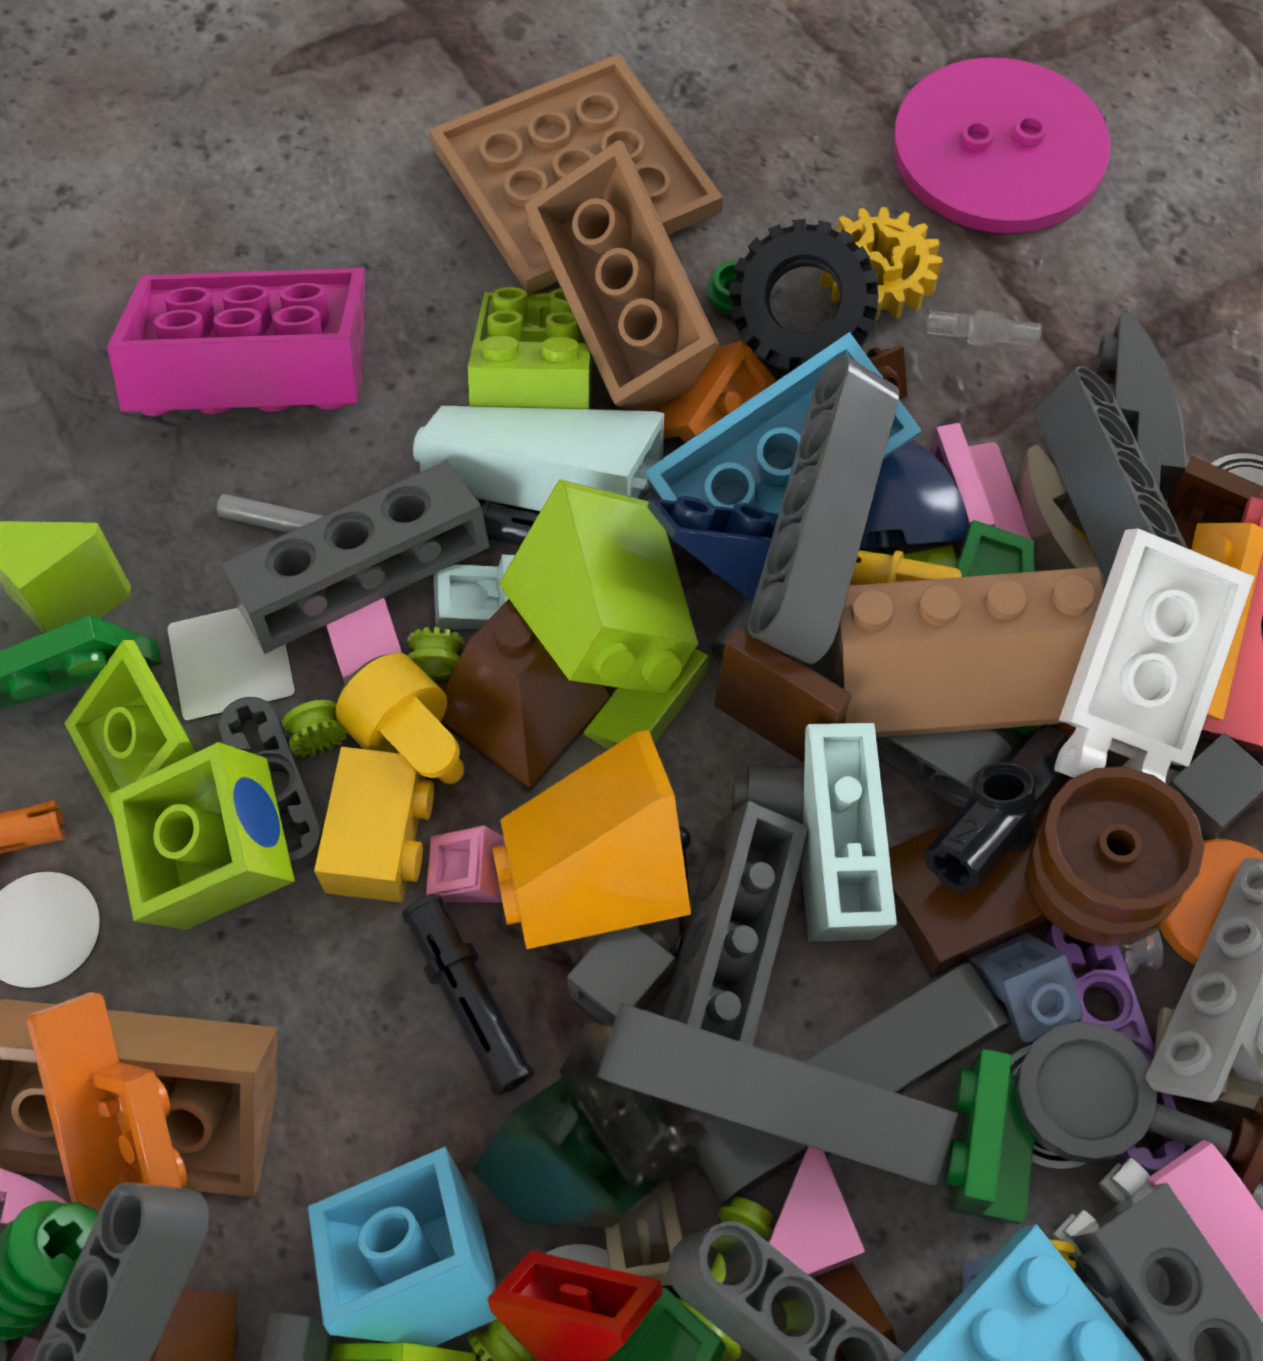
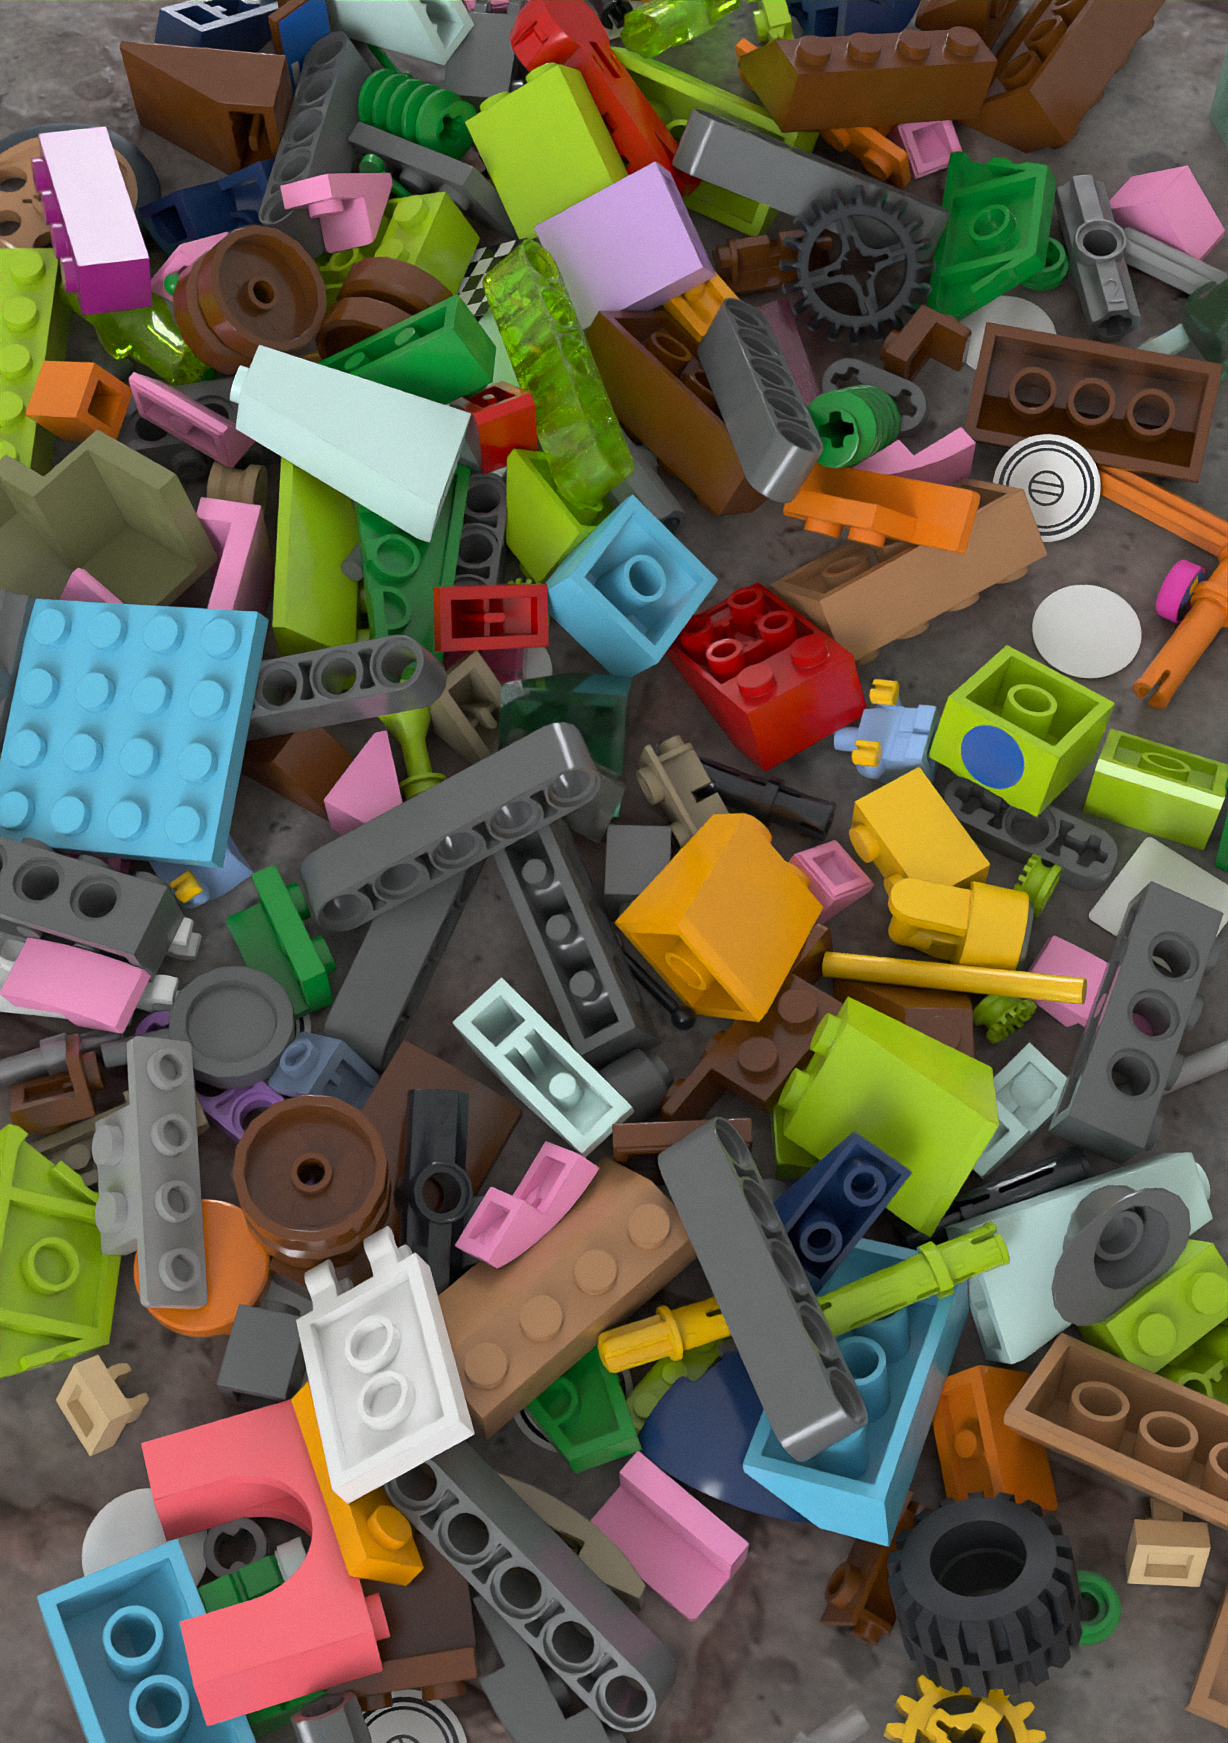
camera: 145 degrees right, 0 degrees up
(306, 933) = (891, 737): none -> light blue piece
(342, 1088) = (767, 675): none -> red slope
(455, 685) = (955, 977): none -> yellow bar
(527, 1029) = (671, 781): none -> dark tan hinge
(534, 408) = (1116, 1248): none -> dark grey piece
(675, 729) = (760, 1056): none -> reddish brown bracket
(700, 465) = (926, 1274): none -> lime pin
(944, 721) = (511, 1224): none -> bright pink slope

